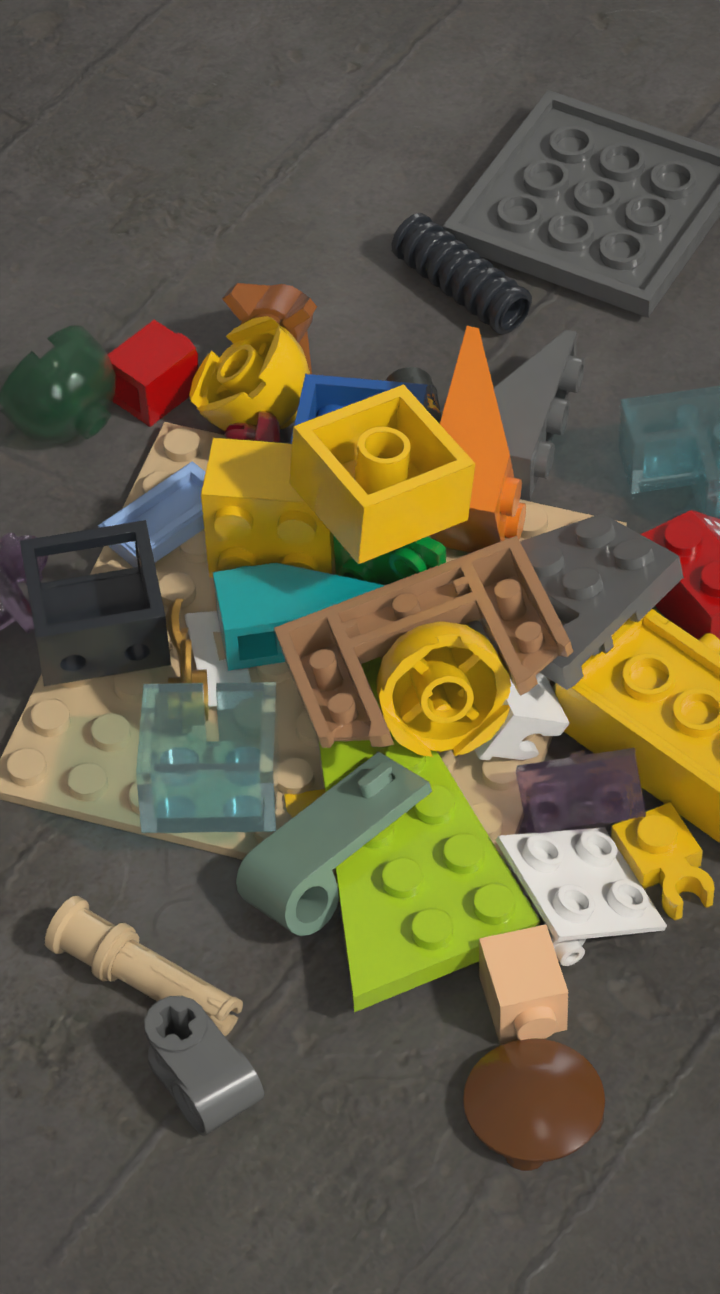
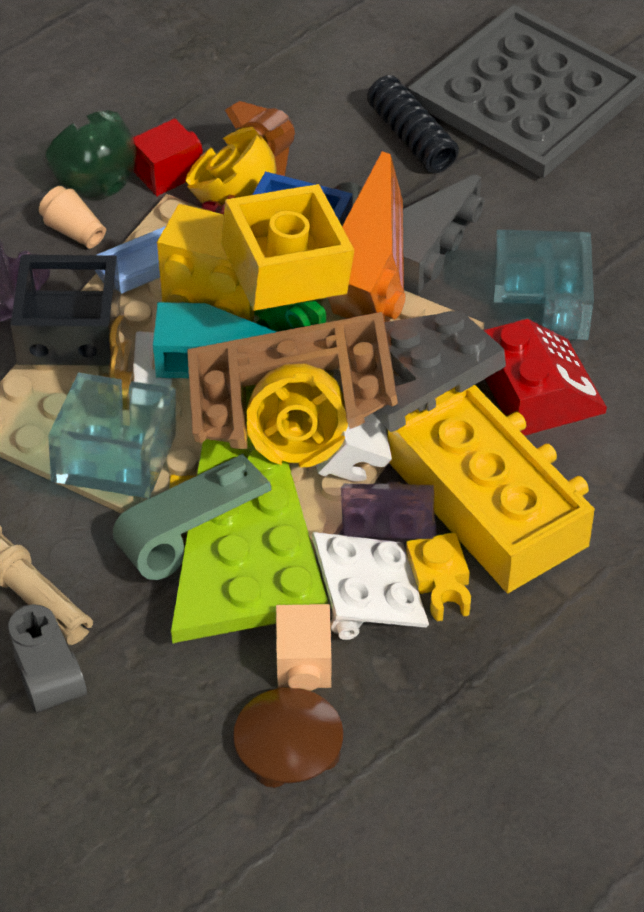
camera: 10 degrees right, 0 degrees up
(50, 475) = (69, 215): none -> light nougat cone

